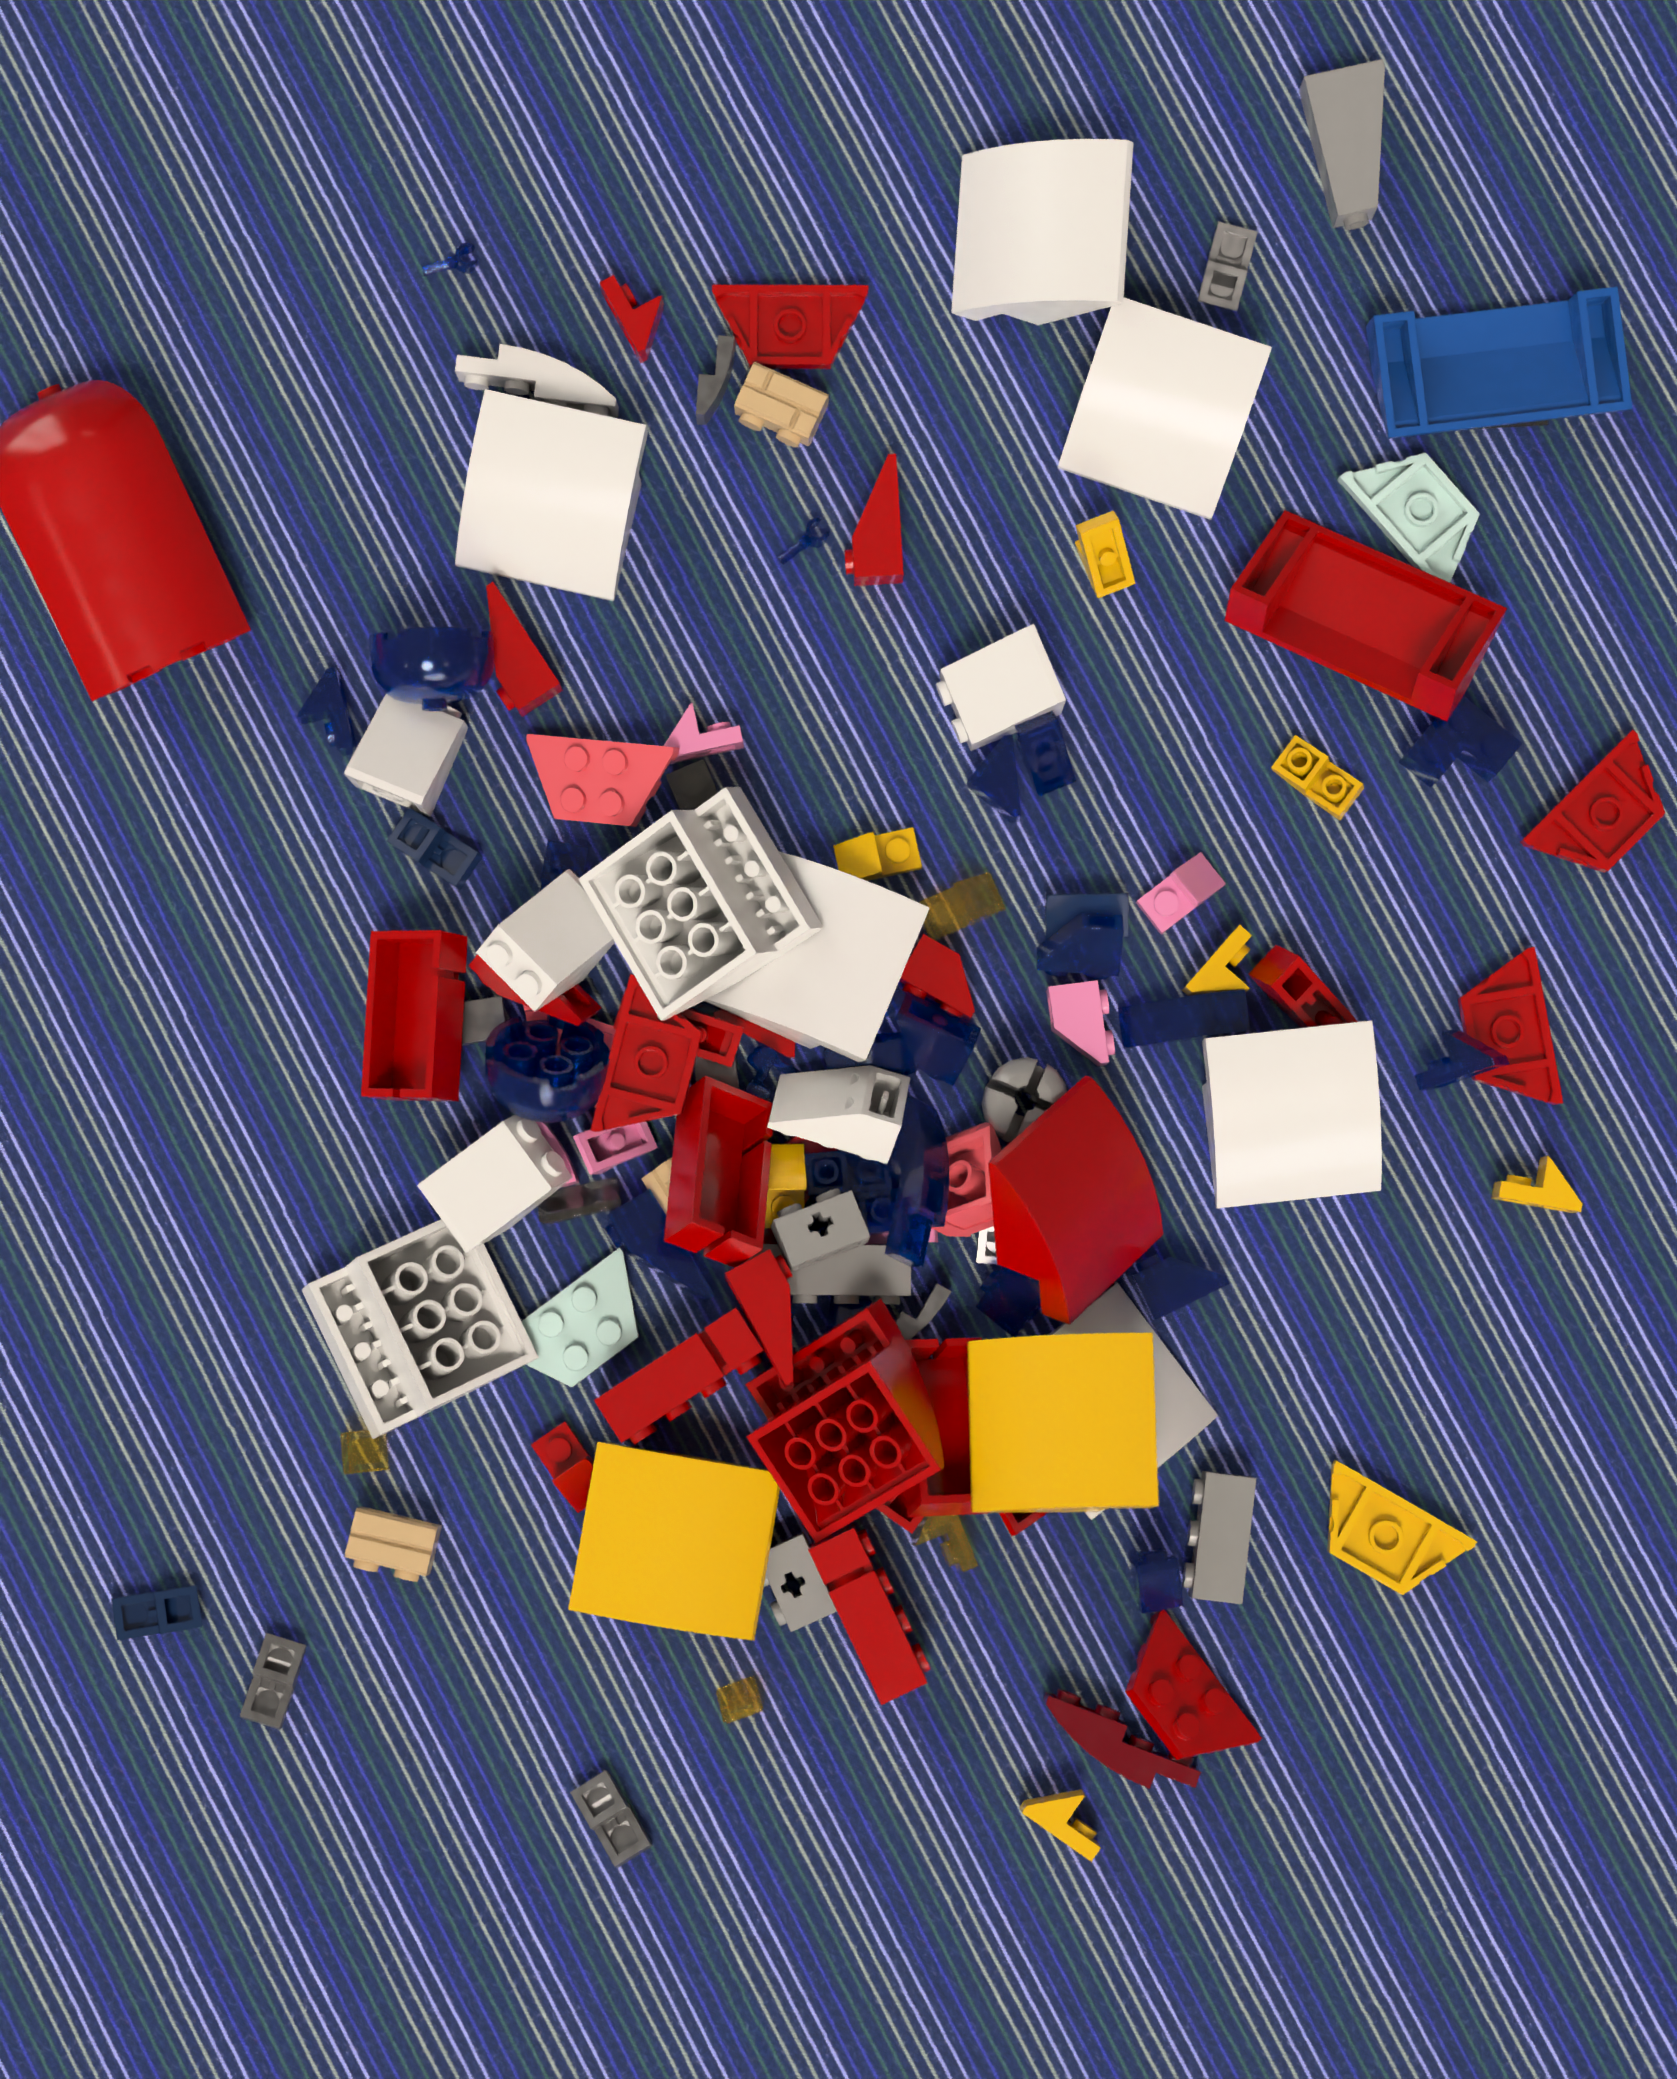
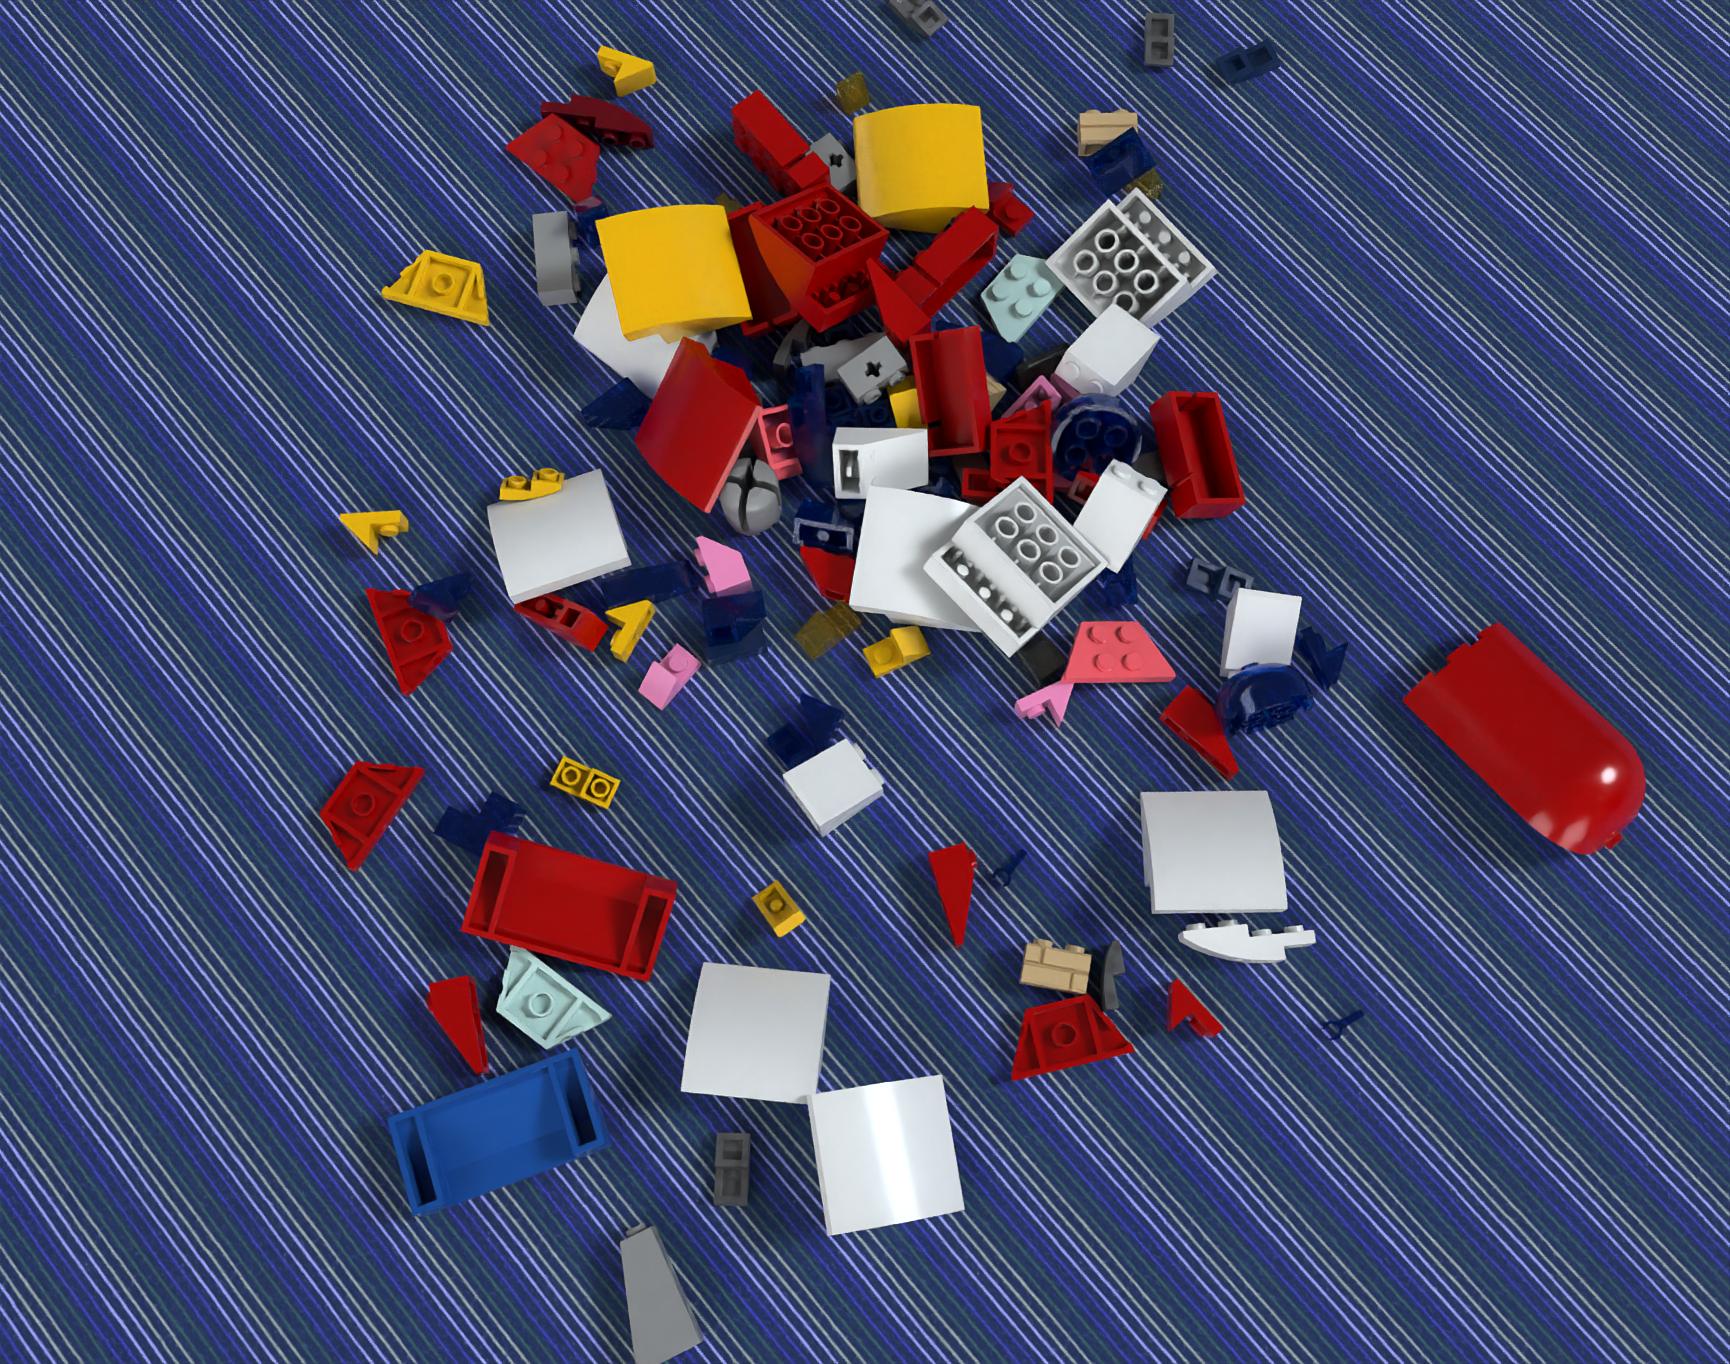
camera: 170 degrees right, 10 degrees down
(392, 1480) = (1120, 162): none -> clear blue brick
(1301, 1194) = (543, 483): none -> yellow slope
(1527, 520) = (458, 1013): none -> red slope

